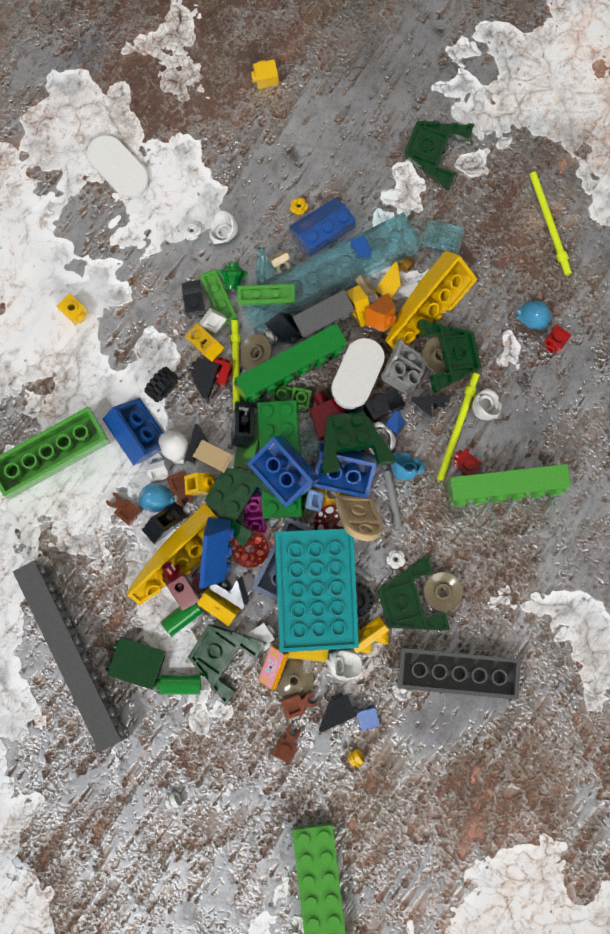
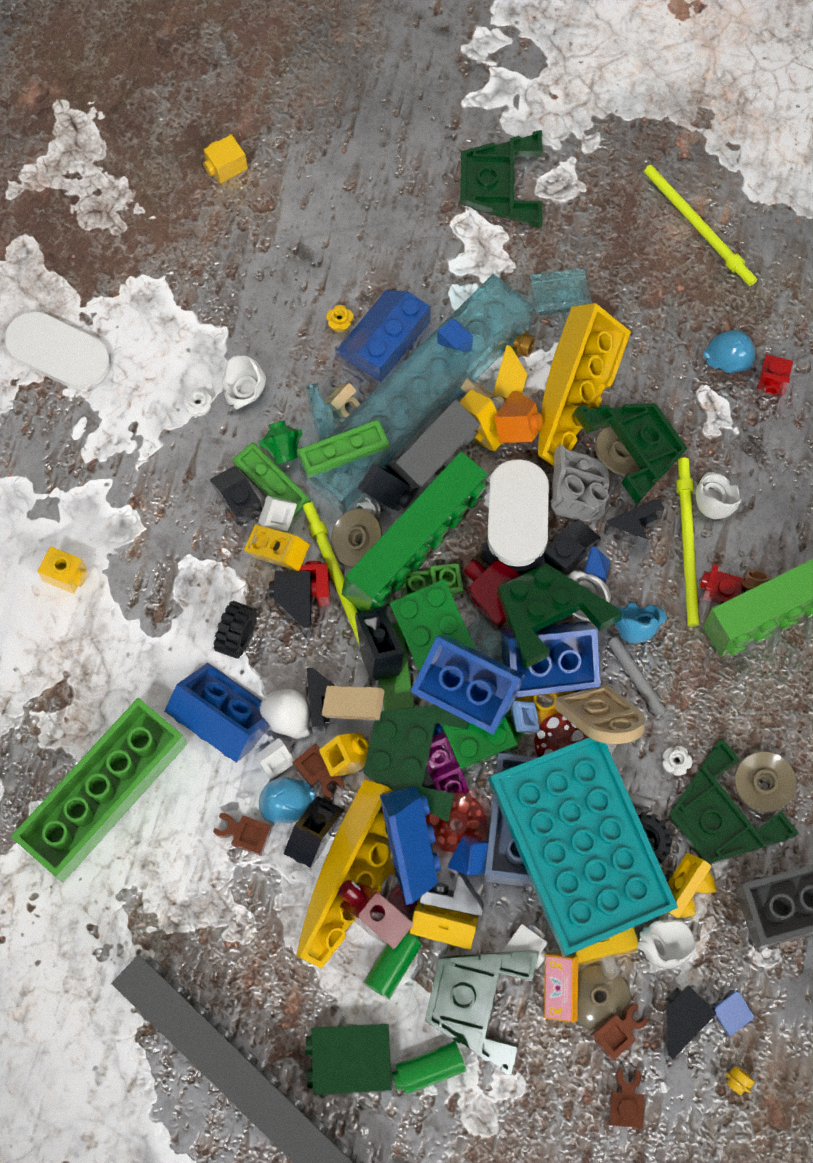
camera: 20 degrees left, 10 degrees down
(248, 572) = (469, 856): none -> blue slope
(488, 466) = (754, 578): none -> nougat plate

